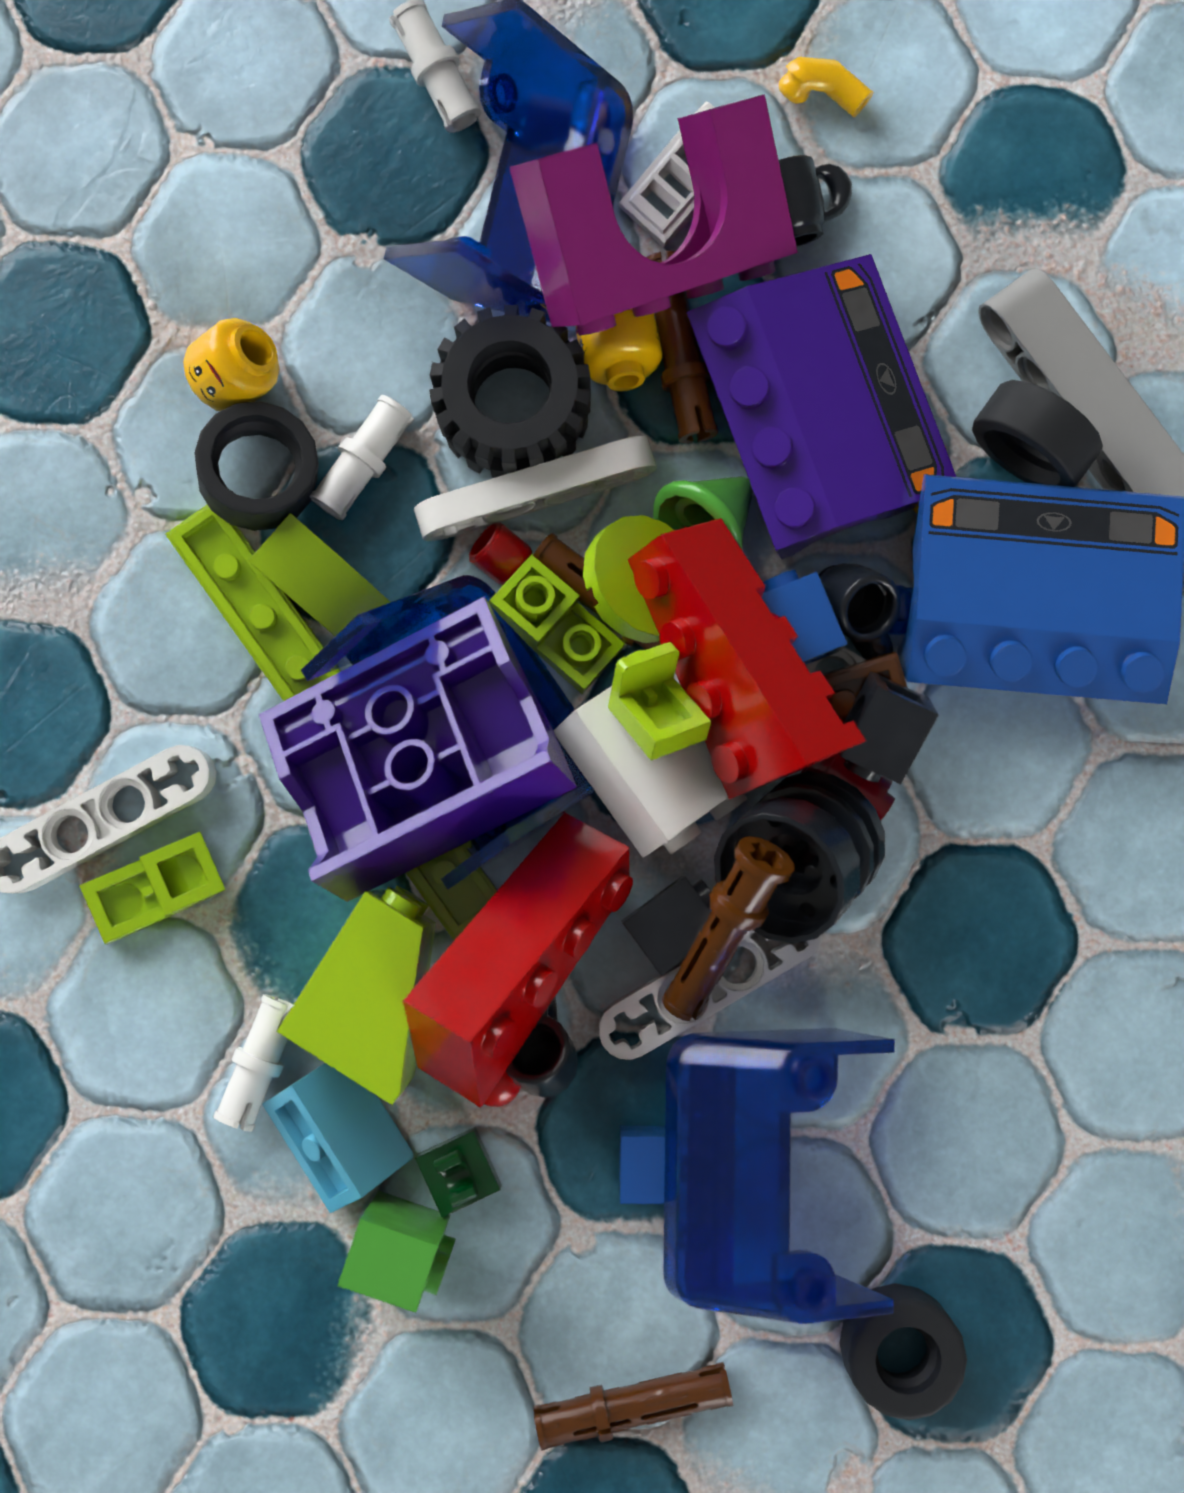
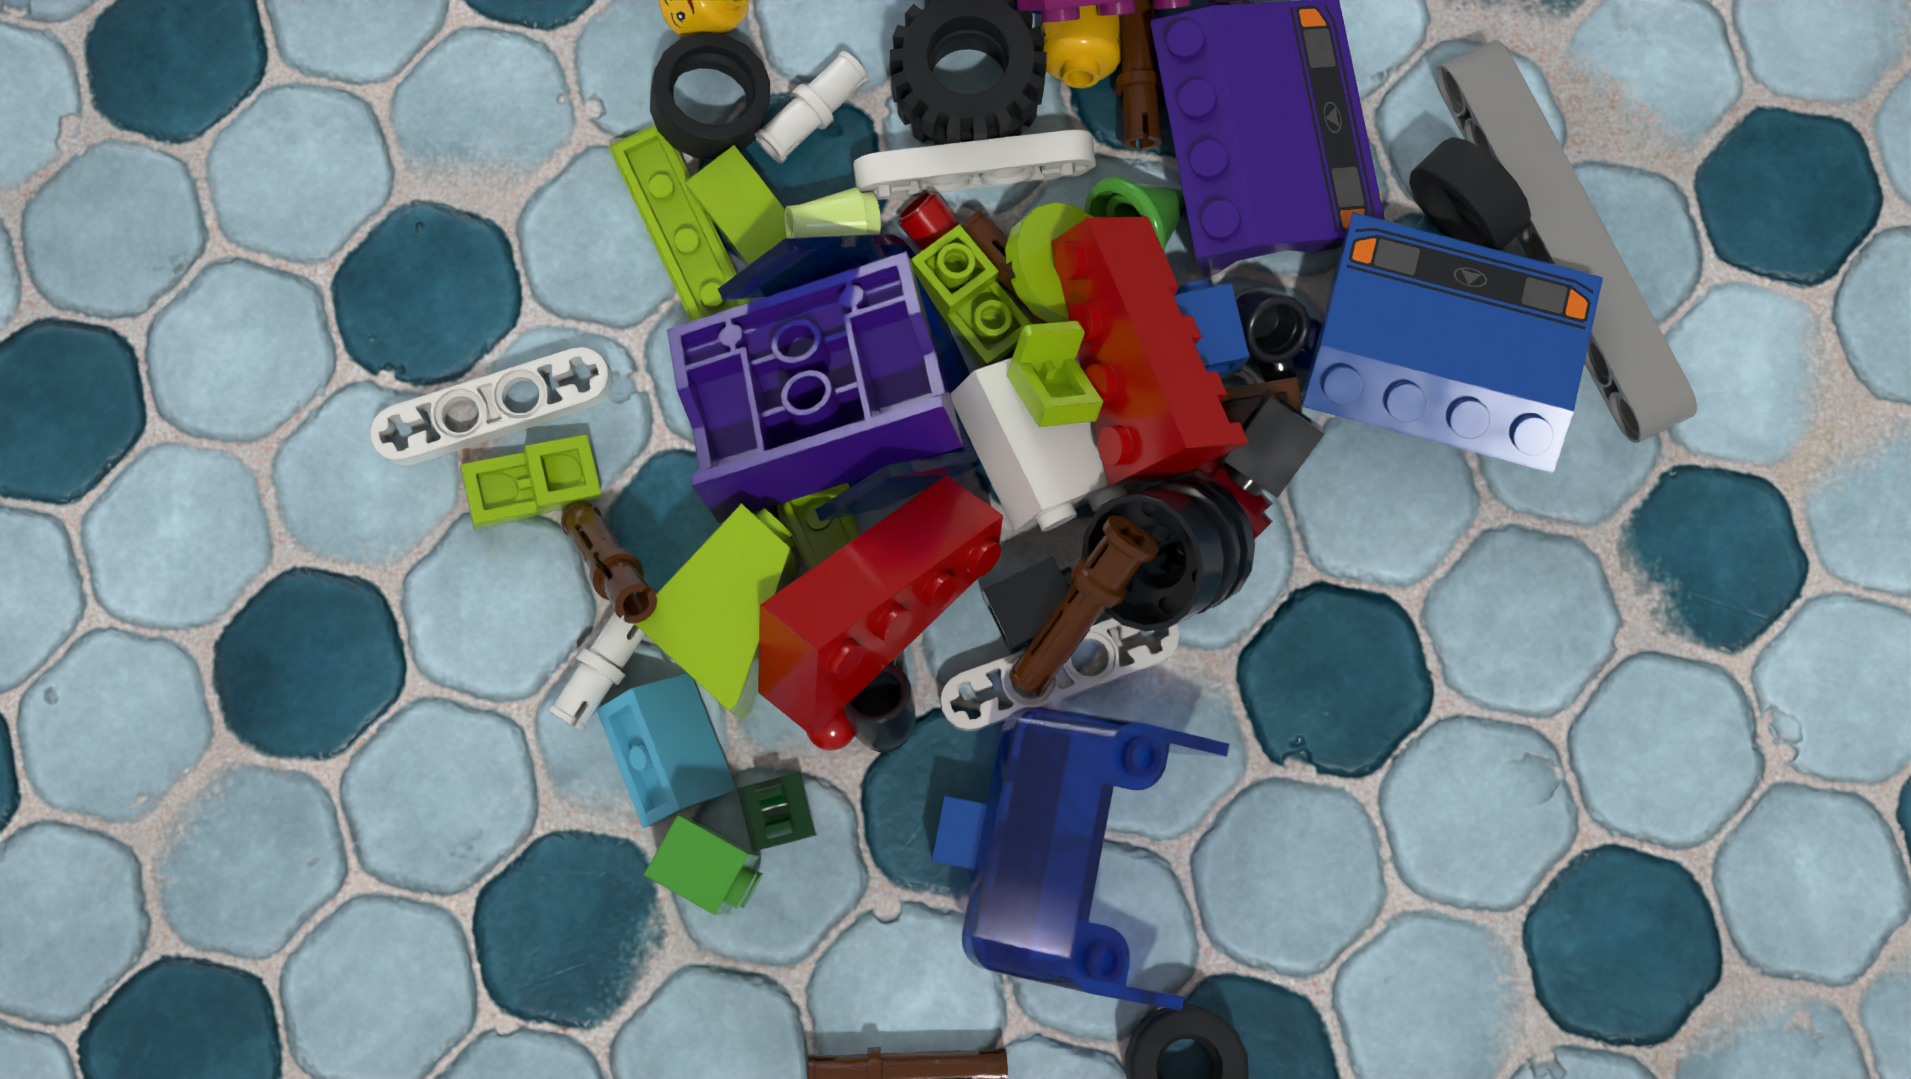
camera: 10 degrees right, 5 degrees down
(250, 979) = (613, 570): none -> reddish brown pin
(405, 570) = (834, 215): none -> yellowish green cone

